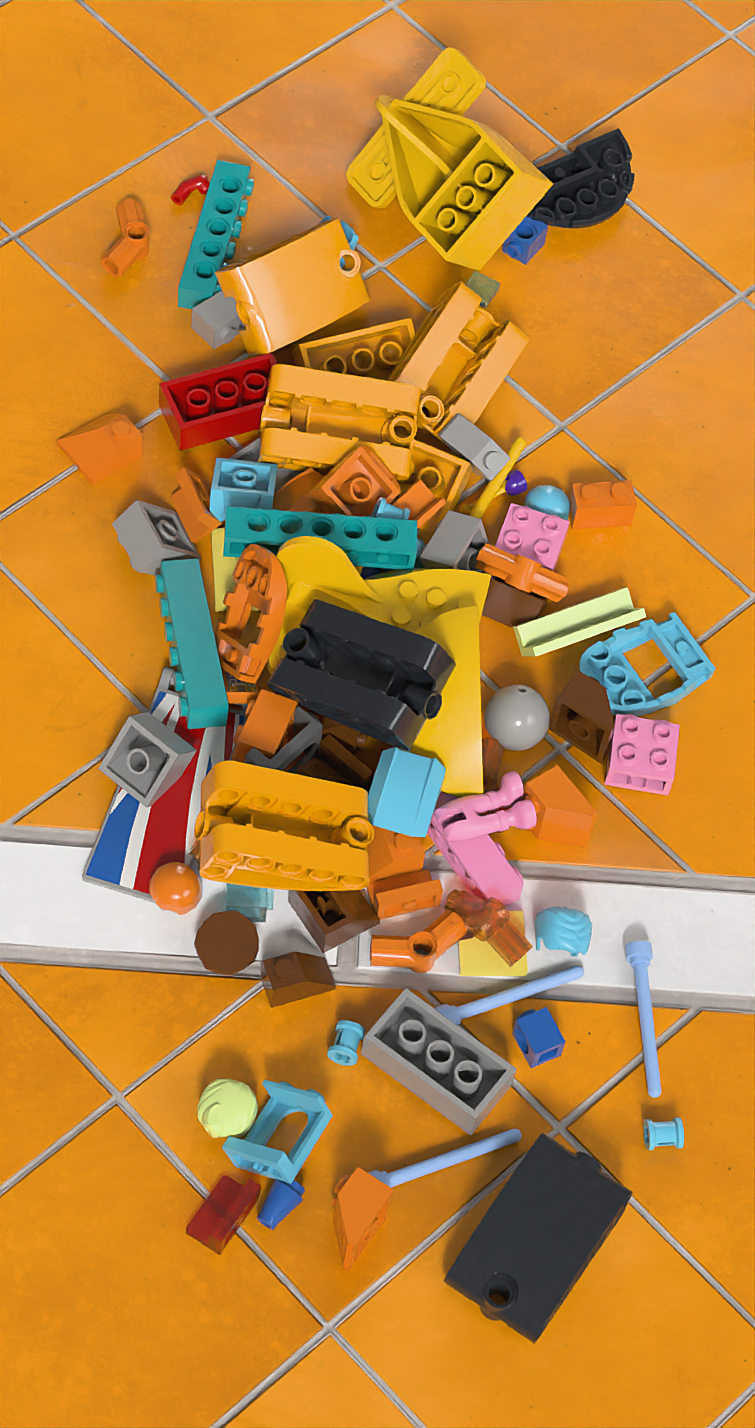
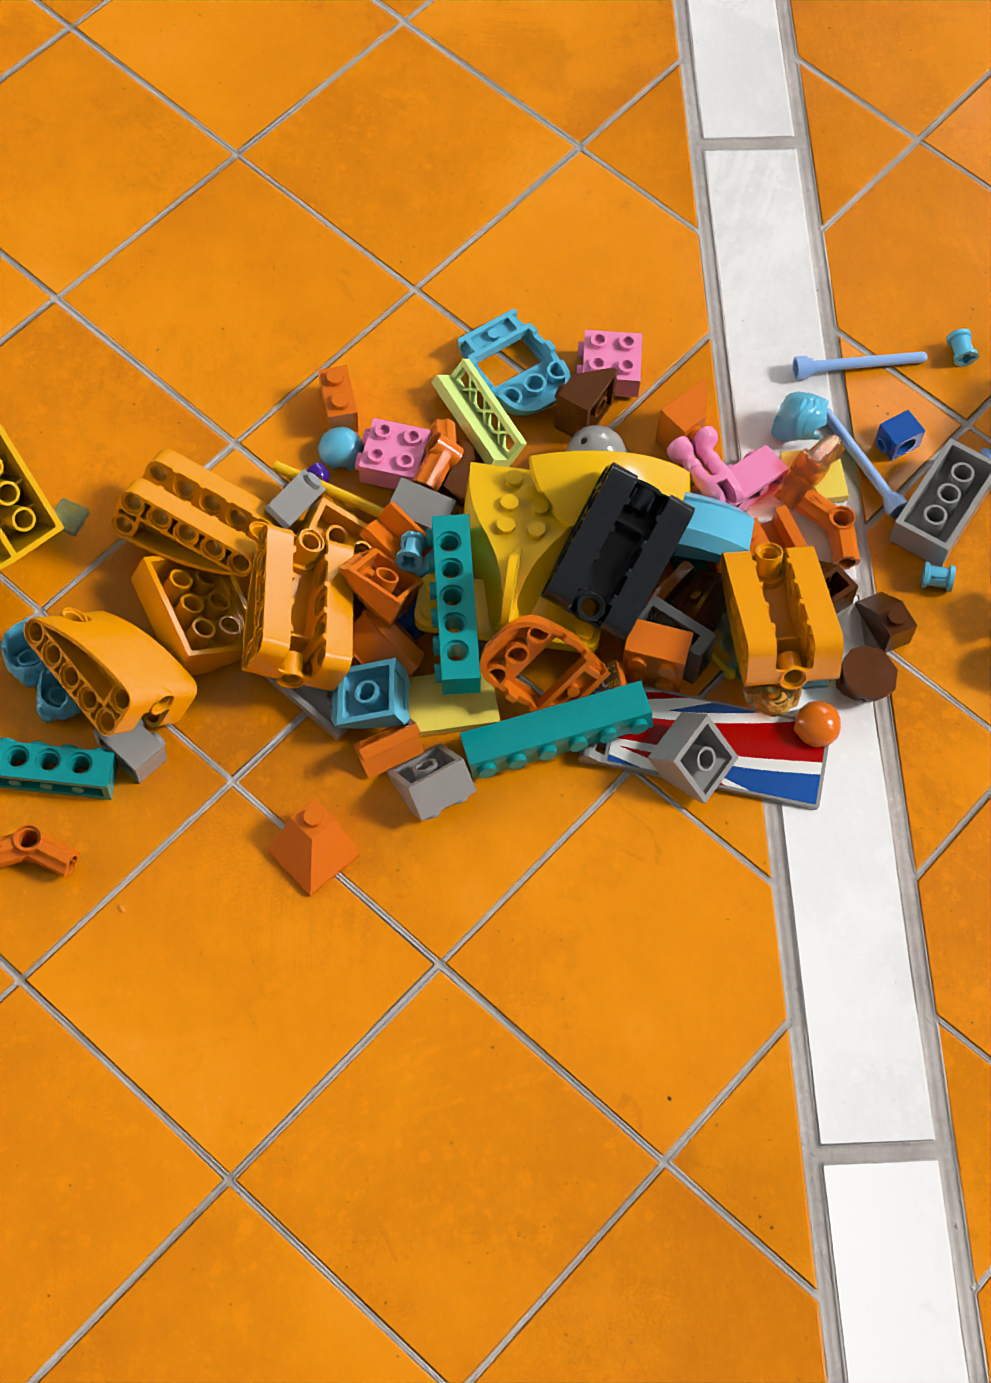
camera: 90 degrees left, 5 degrees up
(216, 401) = (254, 731): red brick -> none

